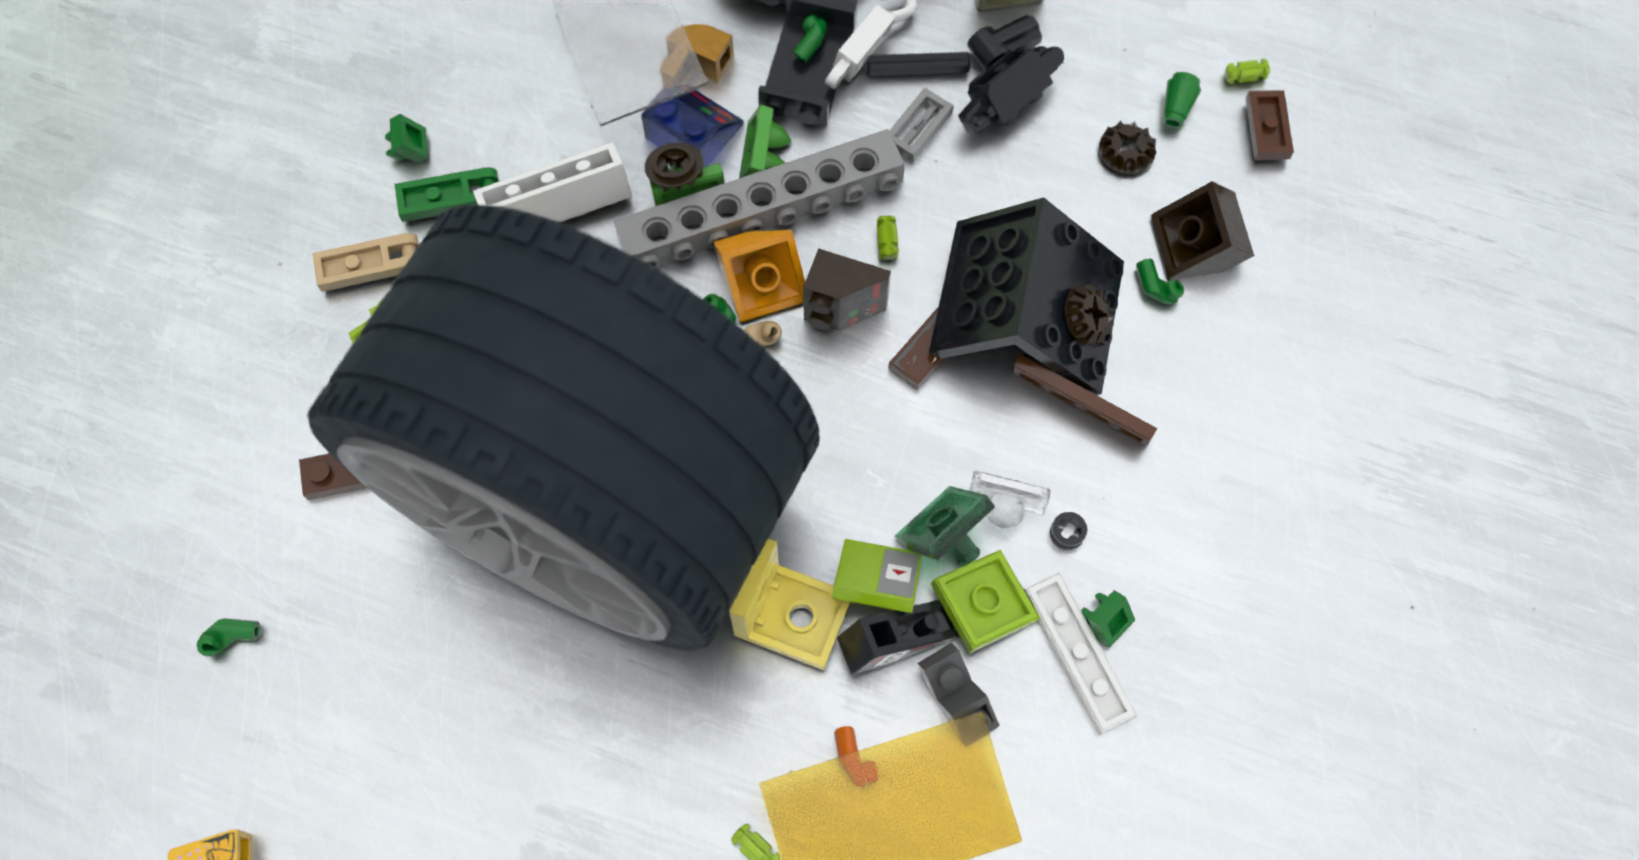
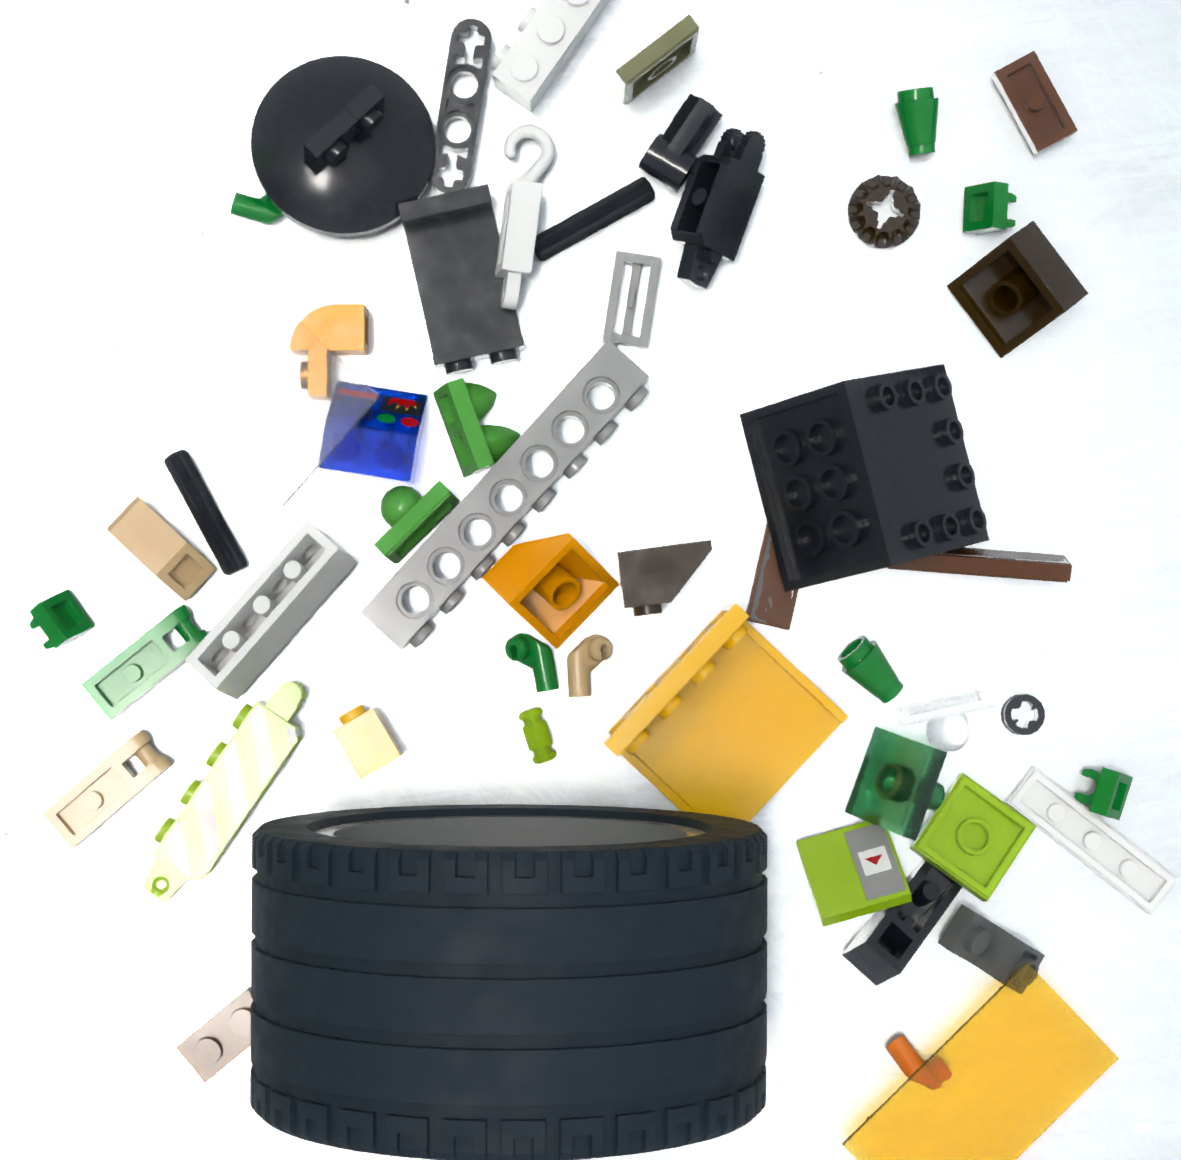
camera: 30 degrees left, 20 degrees up
(504, 127) = (161, 548): none -> tan slope
(548, 120) = (205, 512): none -> black axle
(674, 155) = (388, 496): dark brown gear -> none
(769, 598) = (821, 967): light yellow bracket -> none
(815, 32) = (457, 252): green arm -> none
(857, 405) = (725, 722): none -> yellow bracket
(887, 237) = (668, 466): lime piece -> none
(965, 438) = (869, 668): none -> green cone
(1084, 327) = (932, 463): dark brown gear -> none
(1156, 288) = (994, 379): green arm -> none
(1204, 170) = (987, 208): none -> green tile
(1247, 71) = (978, 37): lime piece -> none

